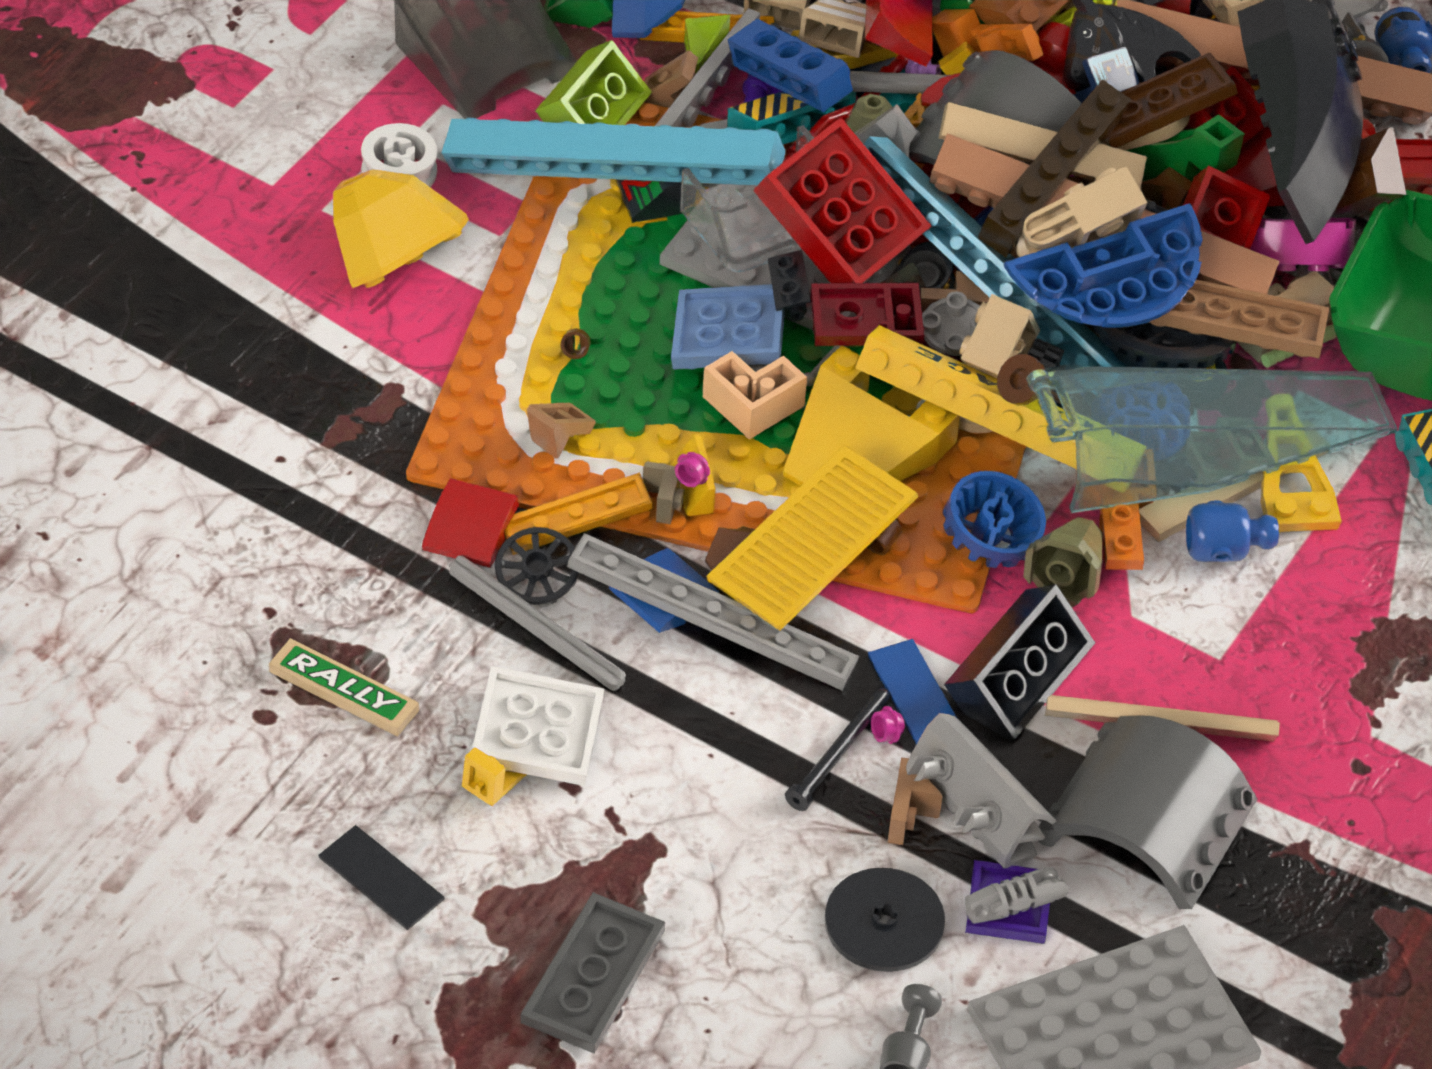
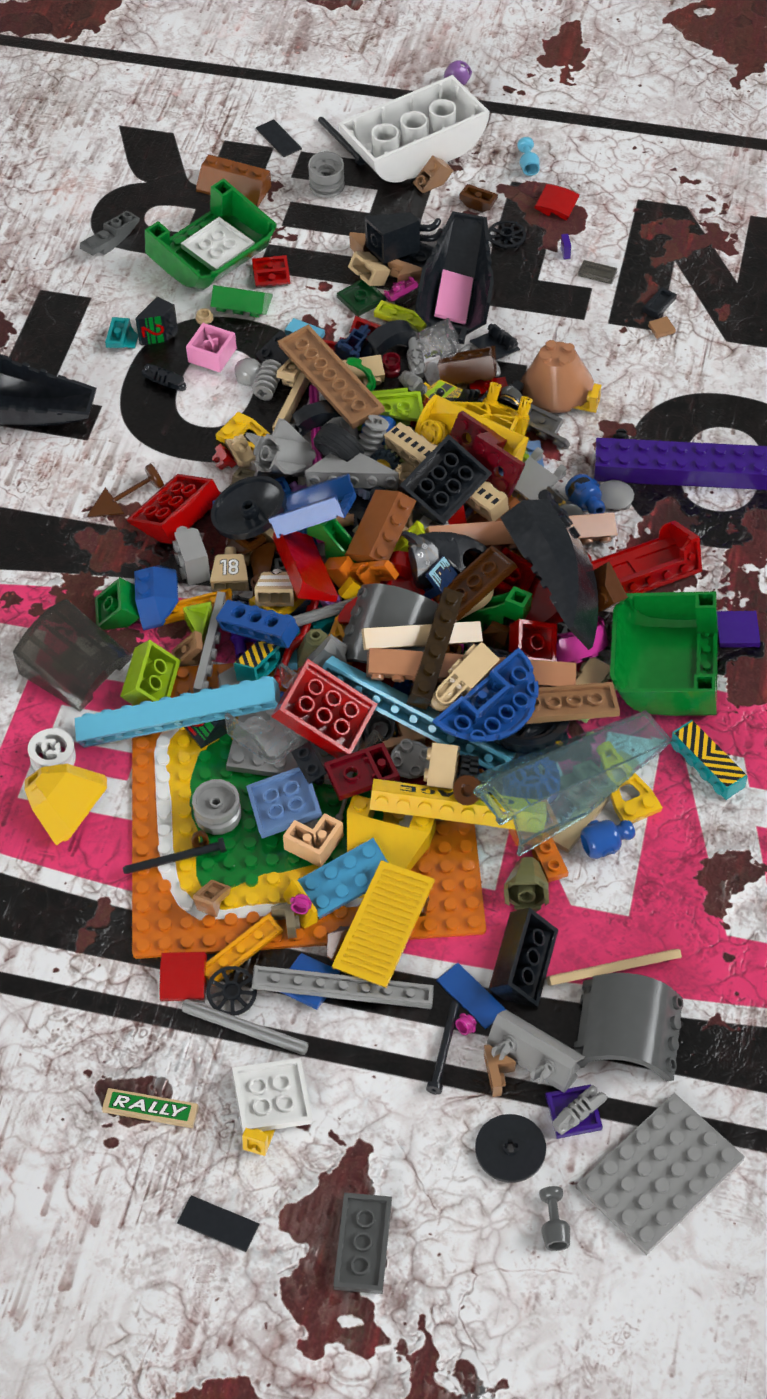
camera: 15 degrees left, 5 degrees up
(529, 356) = (220, 845): none -> black bar
(620, 302) = (216, 806): none -> light grey wheel
(772, 460) = (342, 878): none -> dark azure plate
(1001, 505) = (482, 864): blue gear -> none

